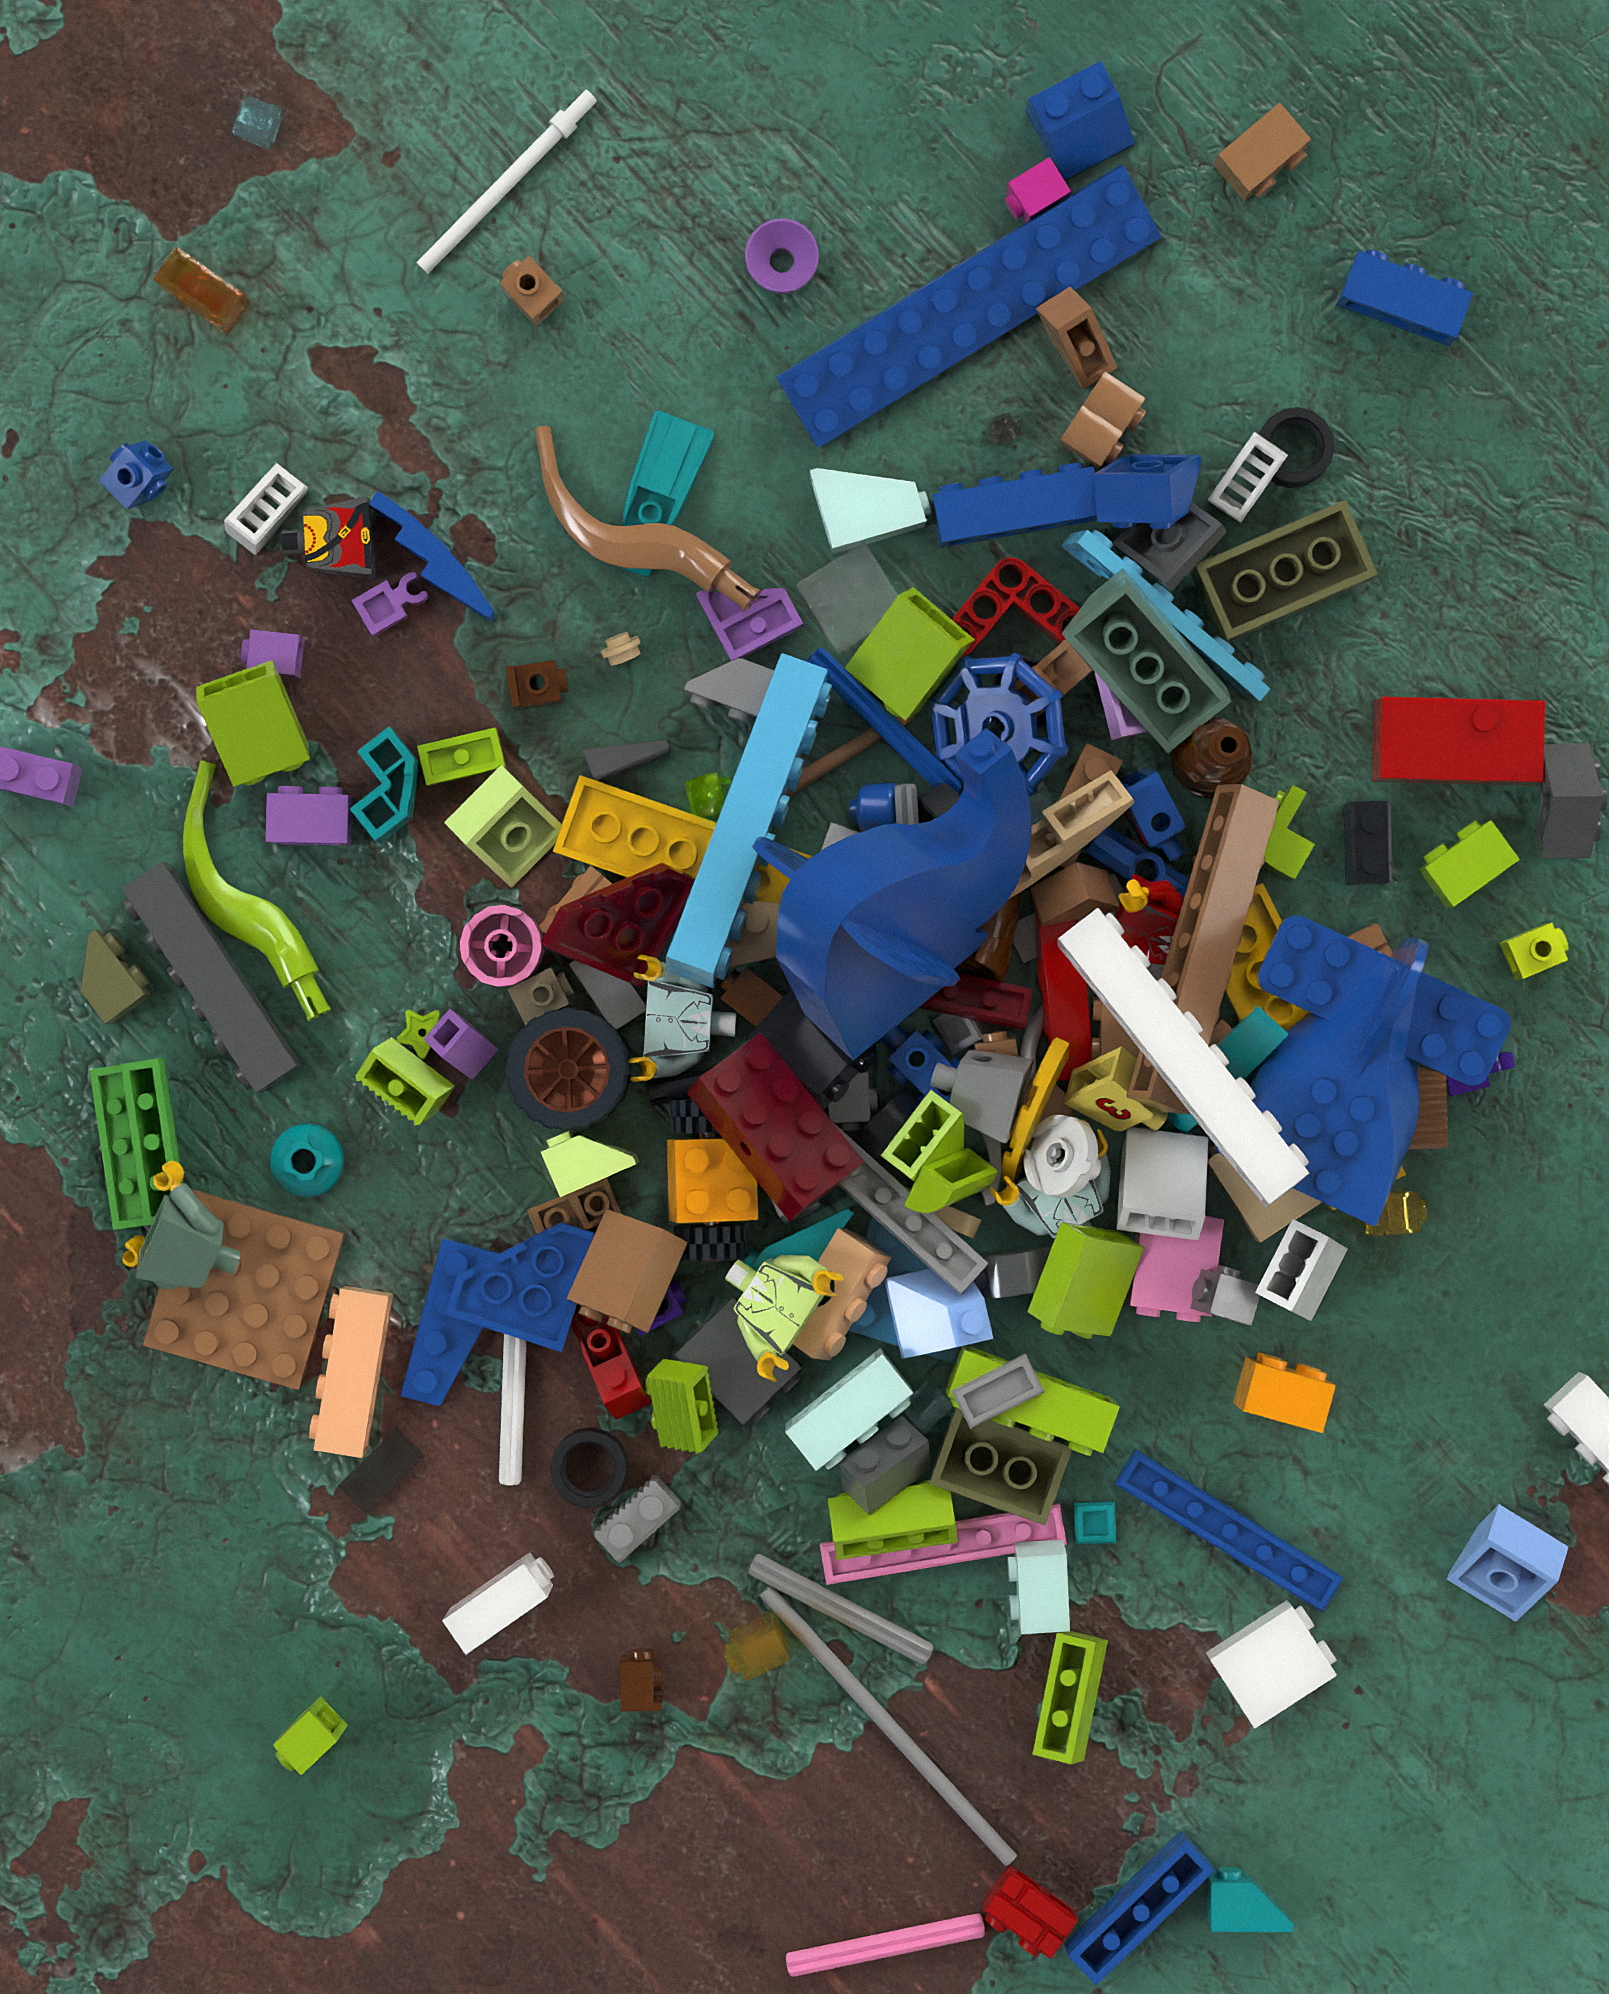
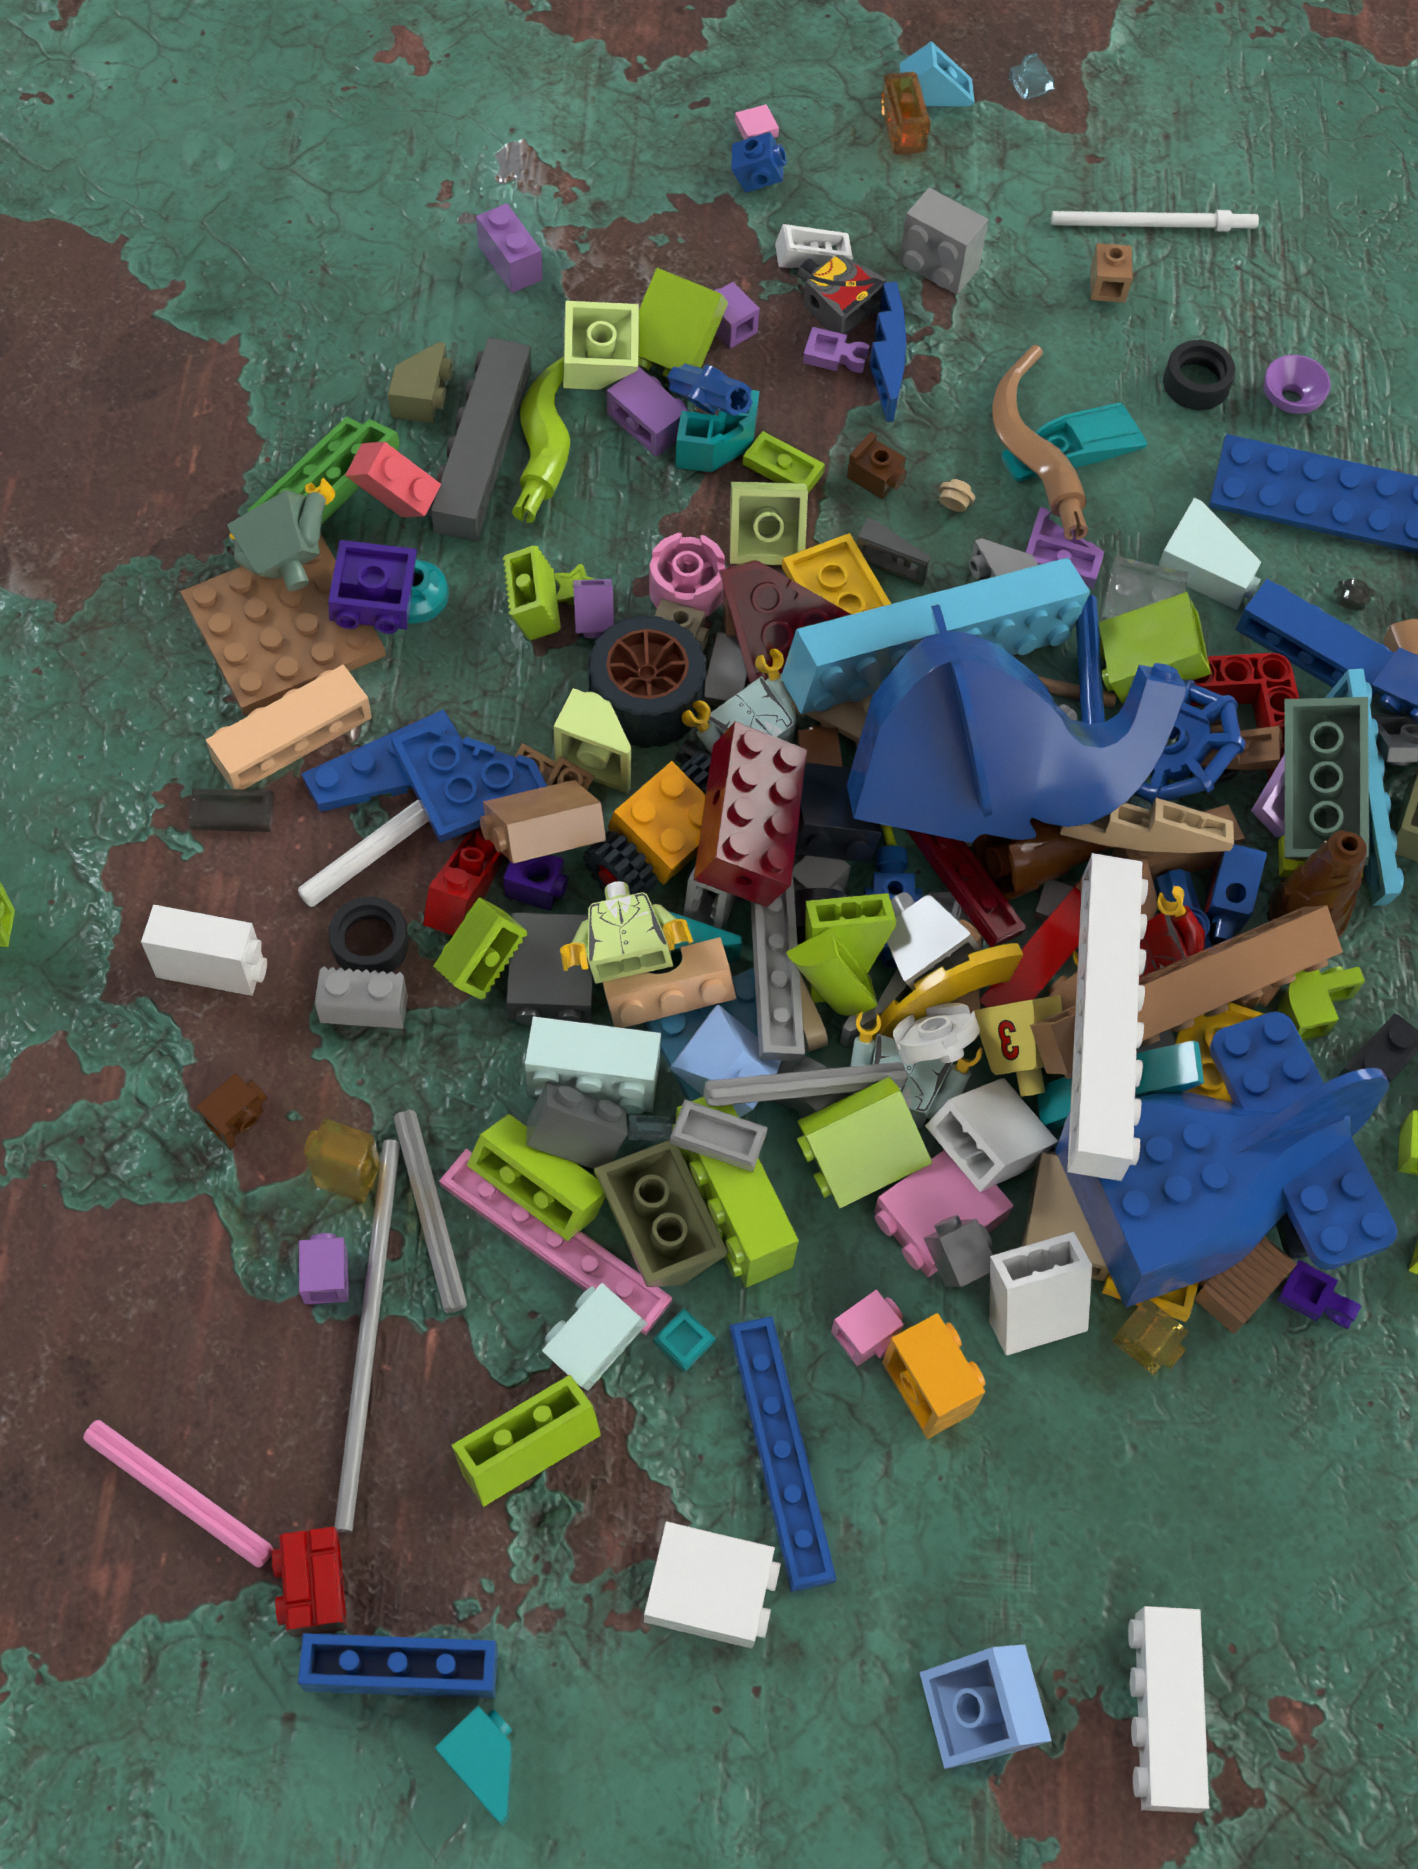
camera: 40 degrees right, 25 degrees down
(84, 422) = (756, 122): none -> bright pink tile
(186, 216) = (939, 77): none -> medium azure slope
(202, 1101) = (393, 479): none -> coral brick
(218, 807) = (599, 343): none -> yellowish green slope
(290, 1205) = (372, 586): none -> dark purple plate
(355, 772) = (710, 389): none -> blue piece
(373, 409) = (943, 240): none -> light grey brick
(700, 292) = (1204, 354): none -> black tyre
(820, 1721) = (323, 1269): none -> medium lavender brick
(1012, 1289) = (800, 1084): none -> light grey axle
(1208, 1395) = (868, 1327): none -> bright pink brick

